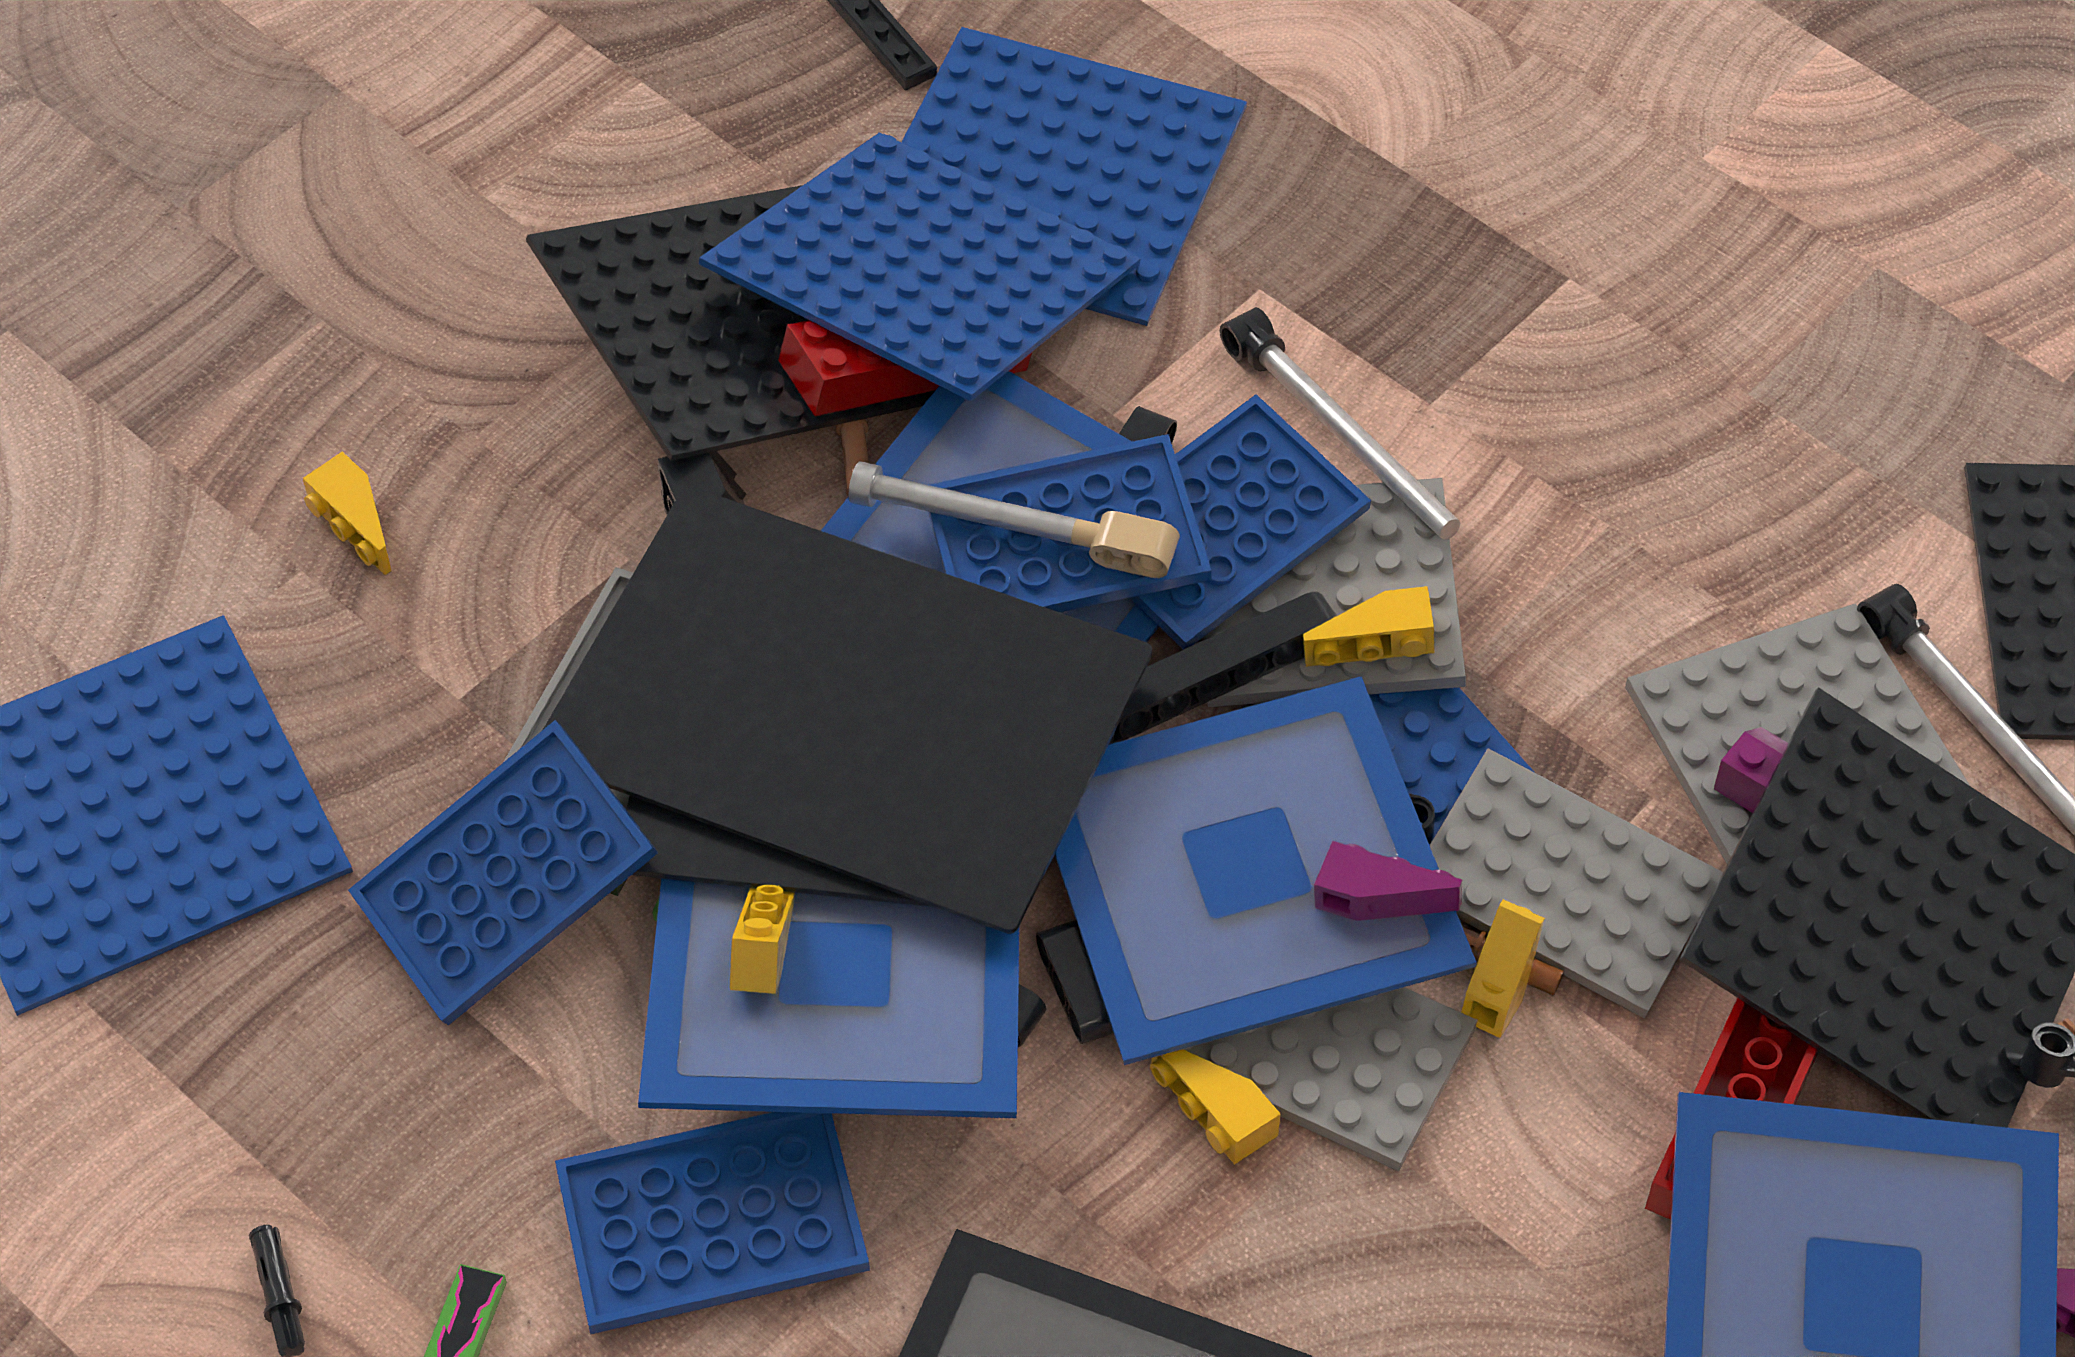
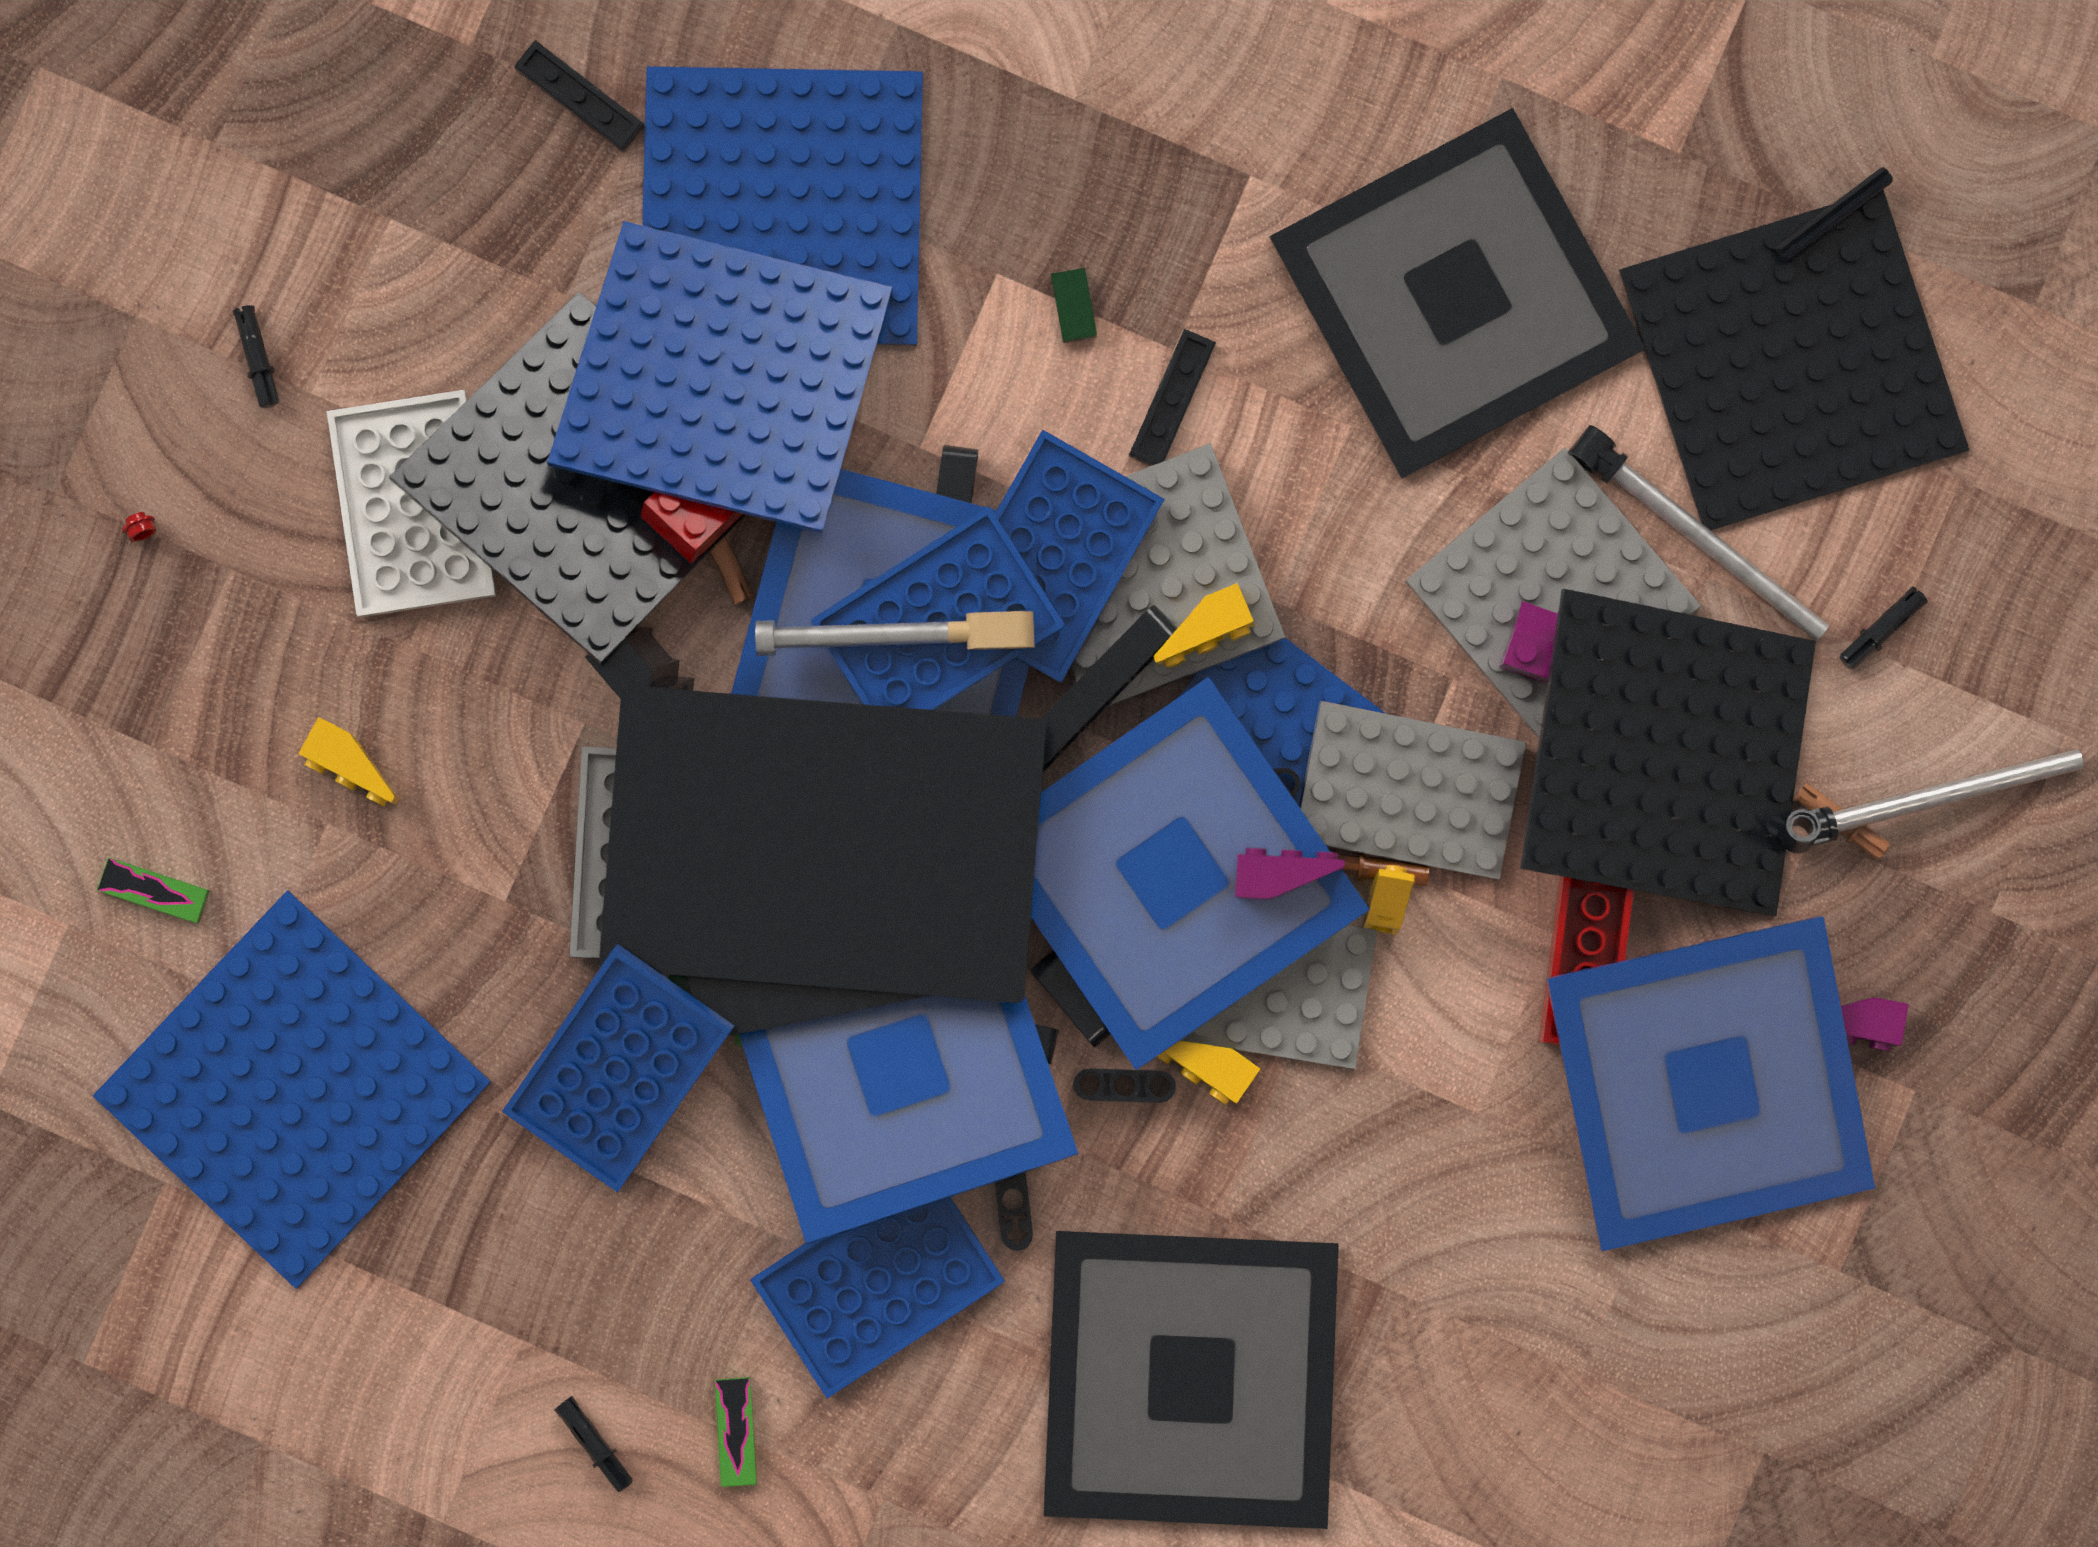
camera: 20 degrees left, 30 degrees up
(79, 573) = (153, 890): none -> tile
(247, 252) = (139, 526): none -> red plate
(443, 156) = (256, 356): none -> black axle
(513, 327) = (393, 545): none -> white plate
(761, 940) = (839, 1070): yellow slope -> none
(917, 1159) = (1019, 1183): none -> black beam
(1091, 1074) = (1141, 1080): none -> black beam
(1254, 337) = (1011, 339): flat silver piece -> none
(1333, 333) = (1073, 305): none -> dark green tile
(1424, 432) = (1172, 398): none -> black tile
(1771, 436) = (1457, 293): none -> baseplate

